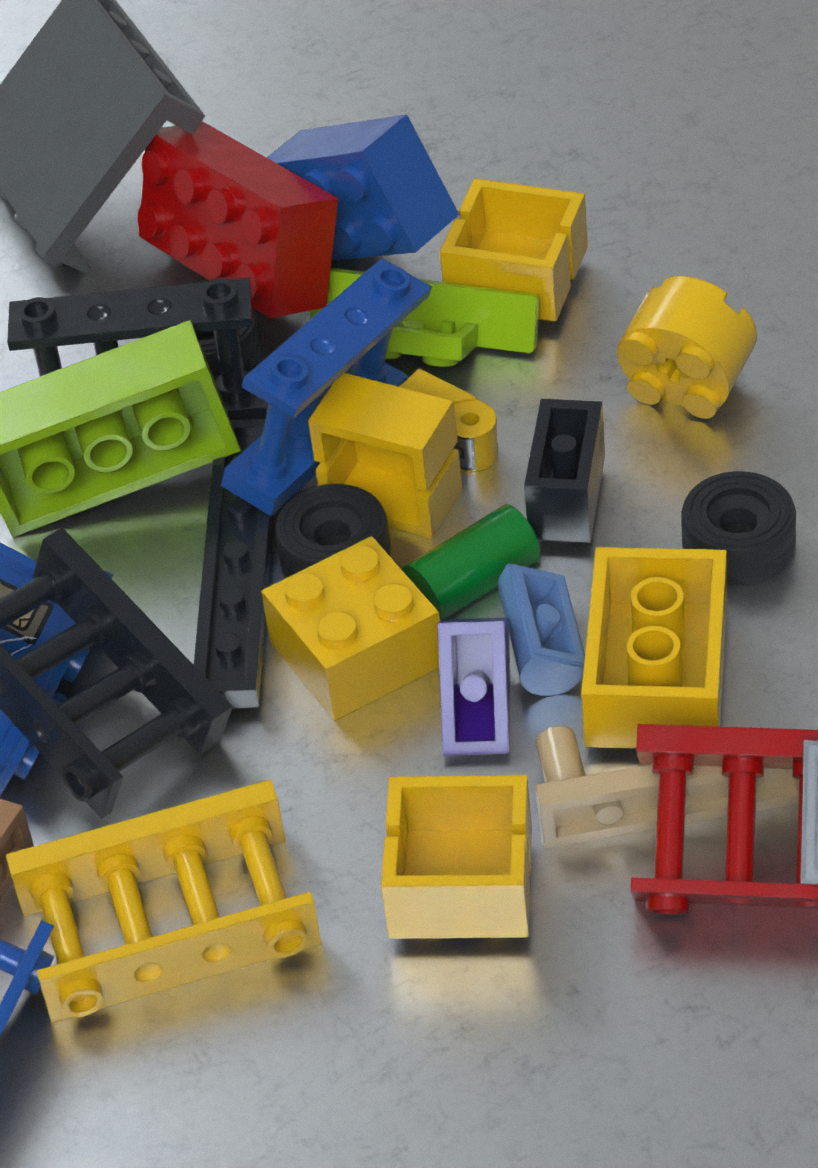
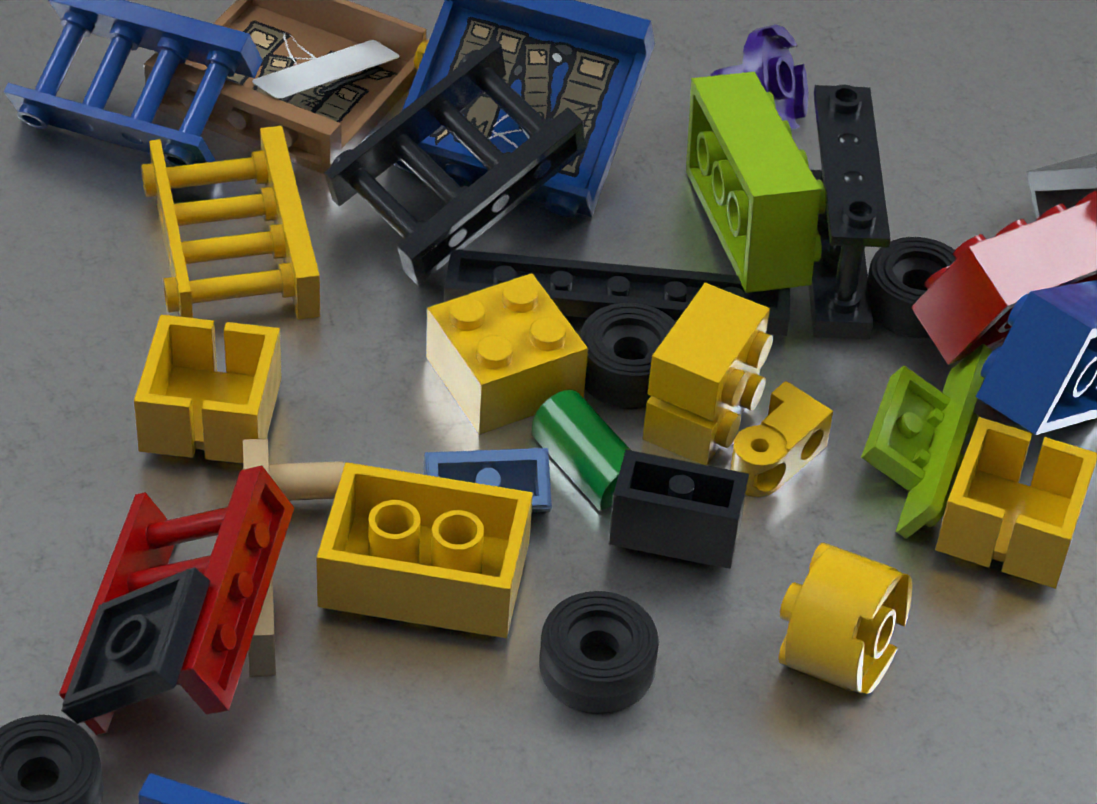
camera: 85 degrees right, 0 degrees up
(340, 339) = (819, 328): blue fence -> none
(474, 686) = (431, 417): slope -> none

